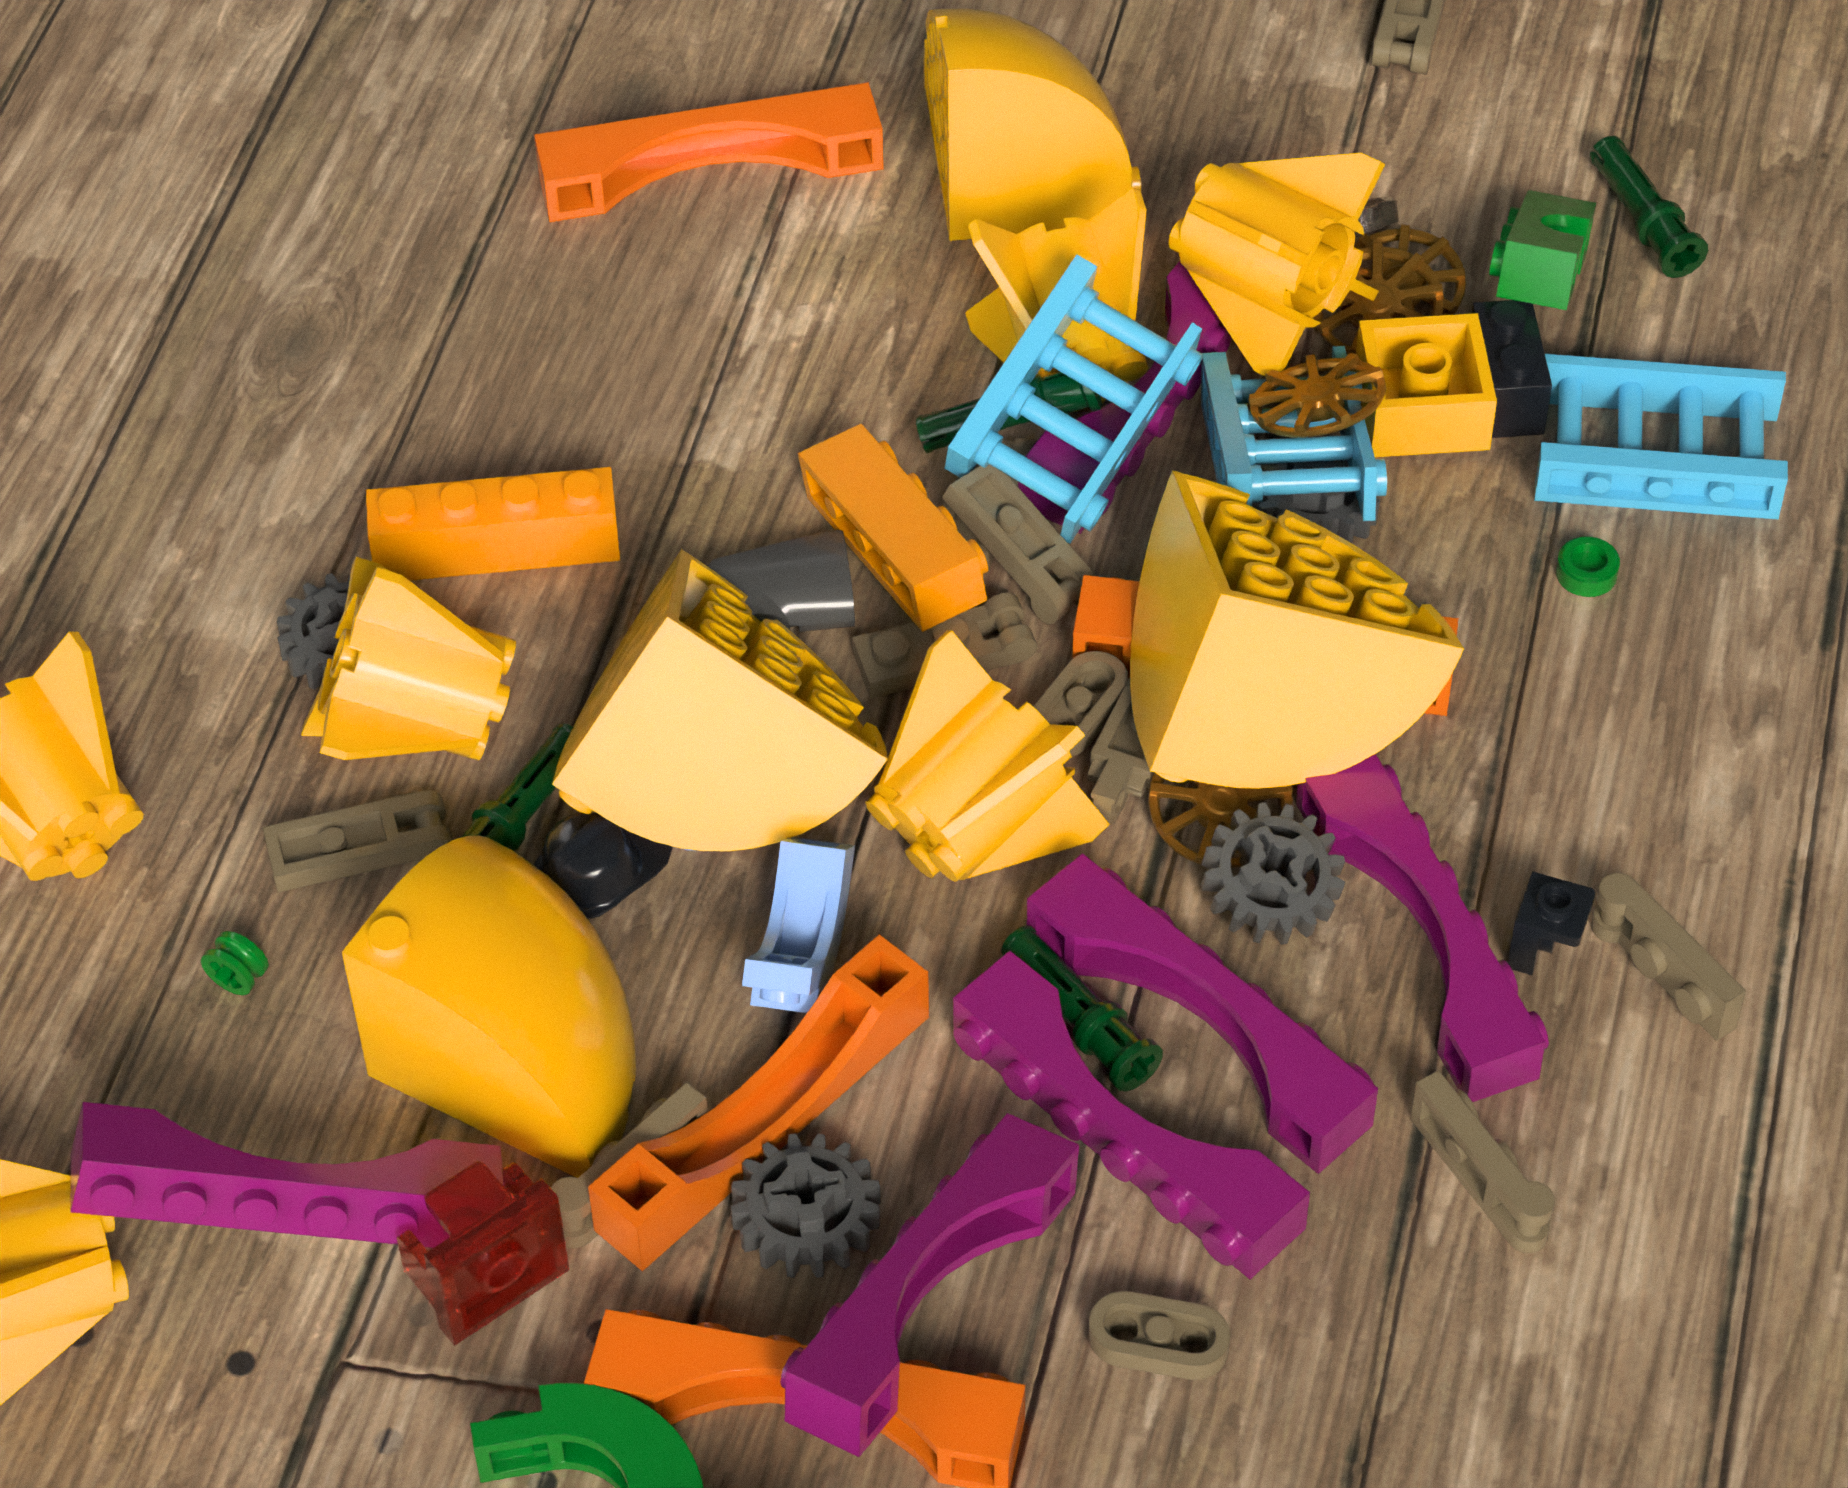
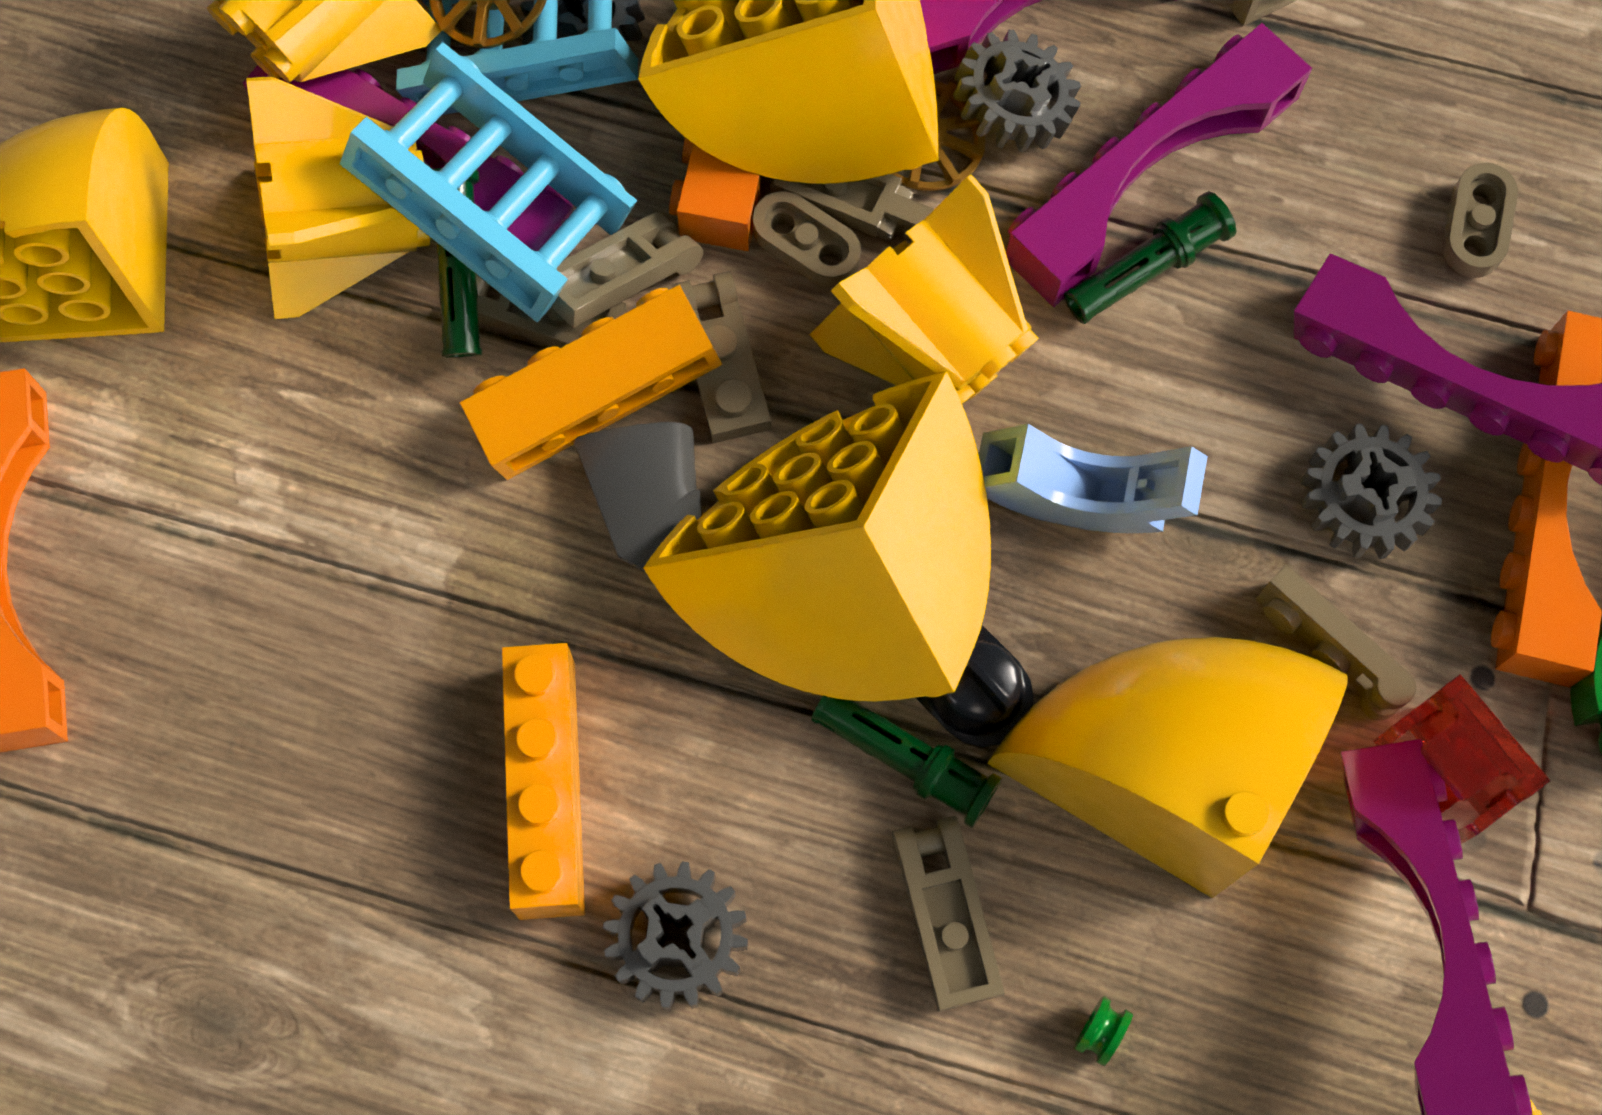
camera: 90 degrees left, 20 degrees up
(407, 675) = (784, 853): yellow brick -> none
(679, 1178) = (1237, 495): orange arch -> none
(1224, 1195) = (1184, 299): magenta arch -> none

